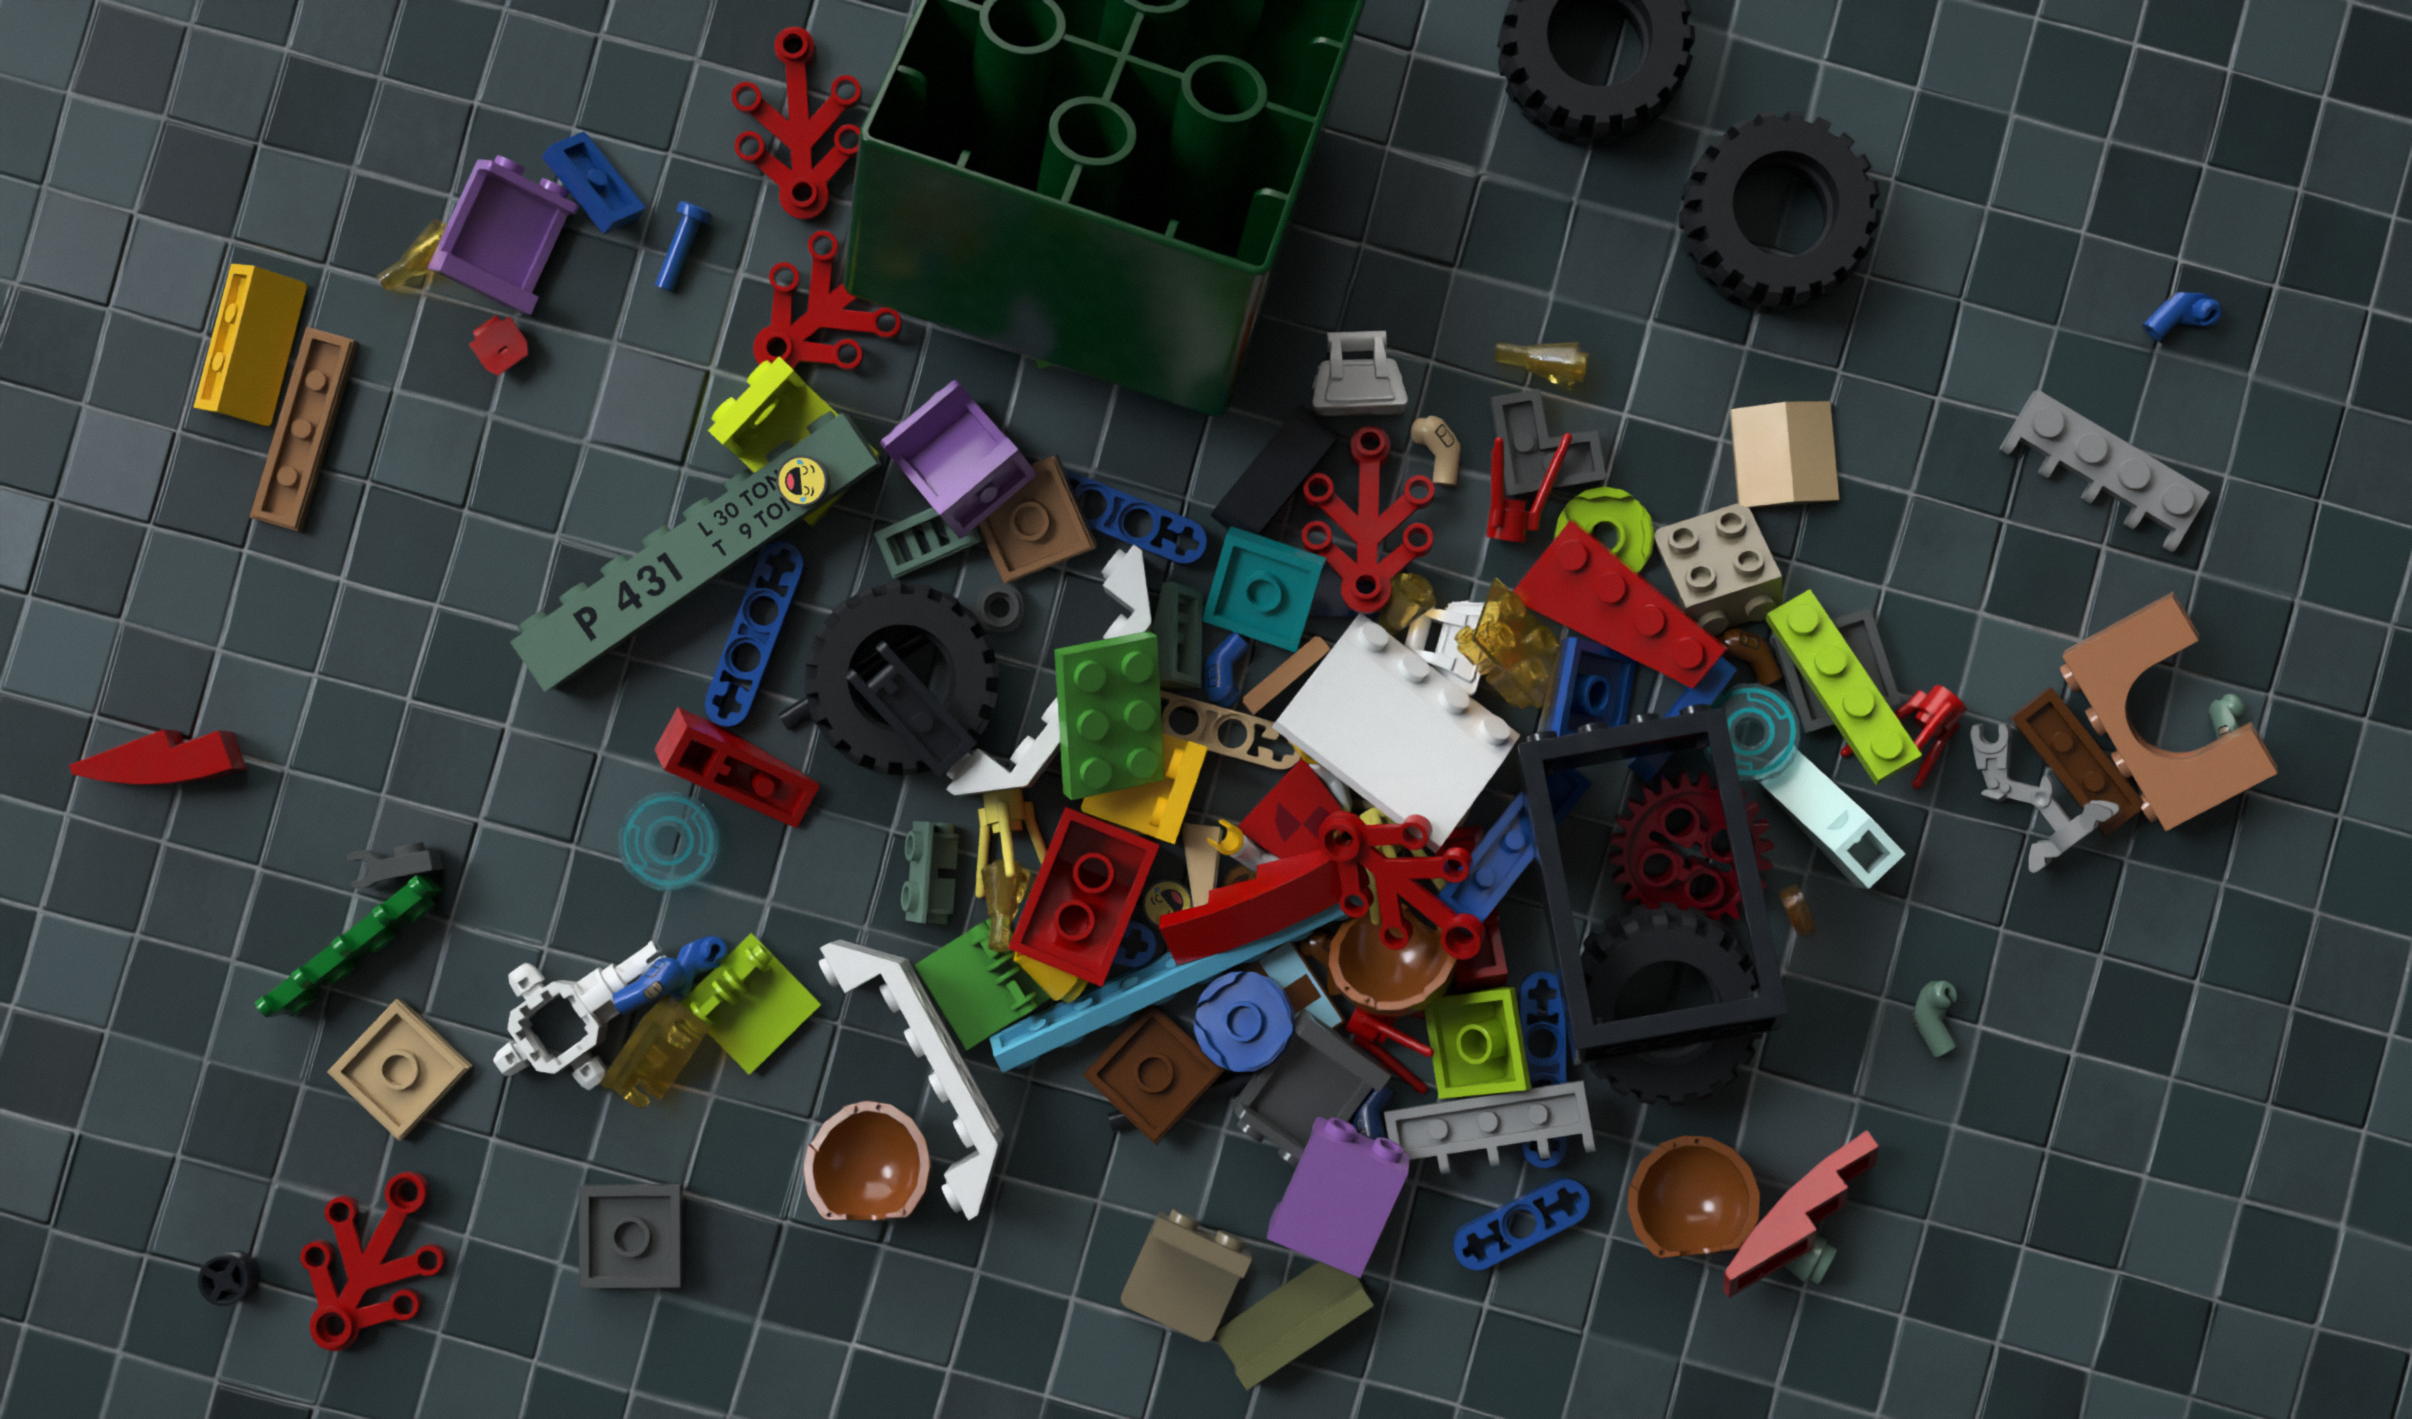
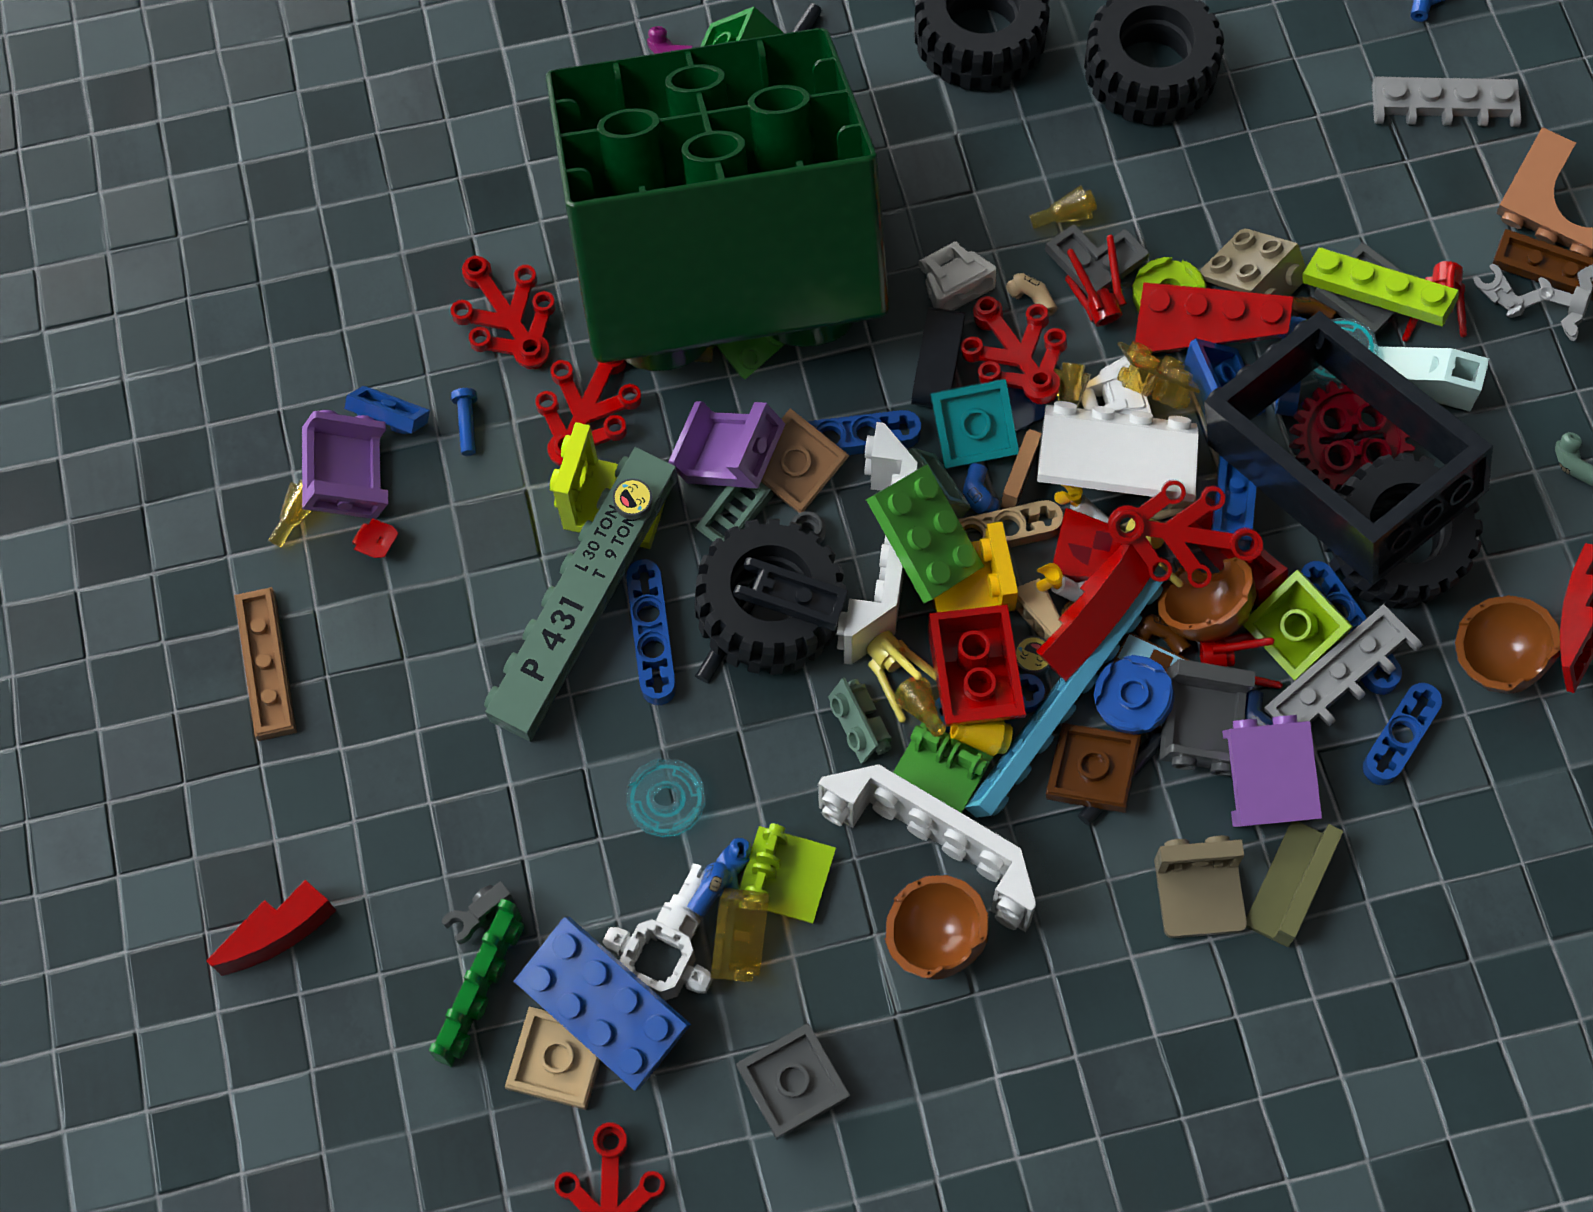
camera: 25 degrees left, 20 degrees down
(250, 344) = (199, 625): yellow panel -> none
(468, 1046) = (602, 1003): none -> blue plate
(734, 768) = (686, 719): red slope -> none
(1784, 454) = (1247, 190): tan slope -> none

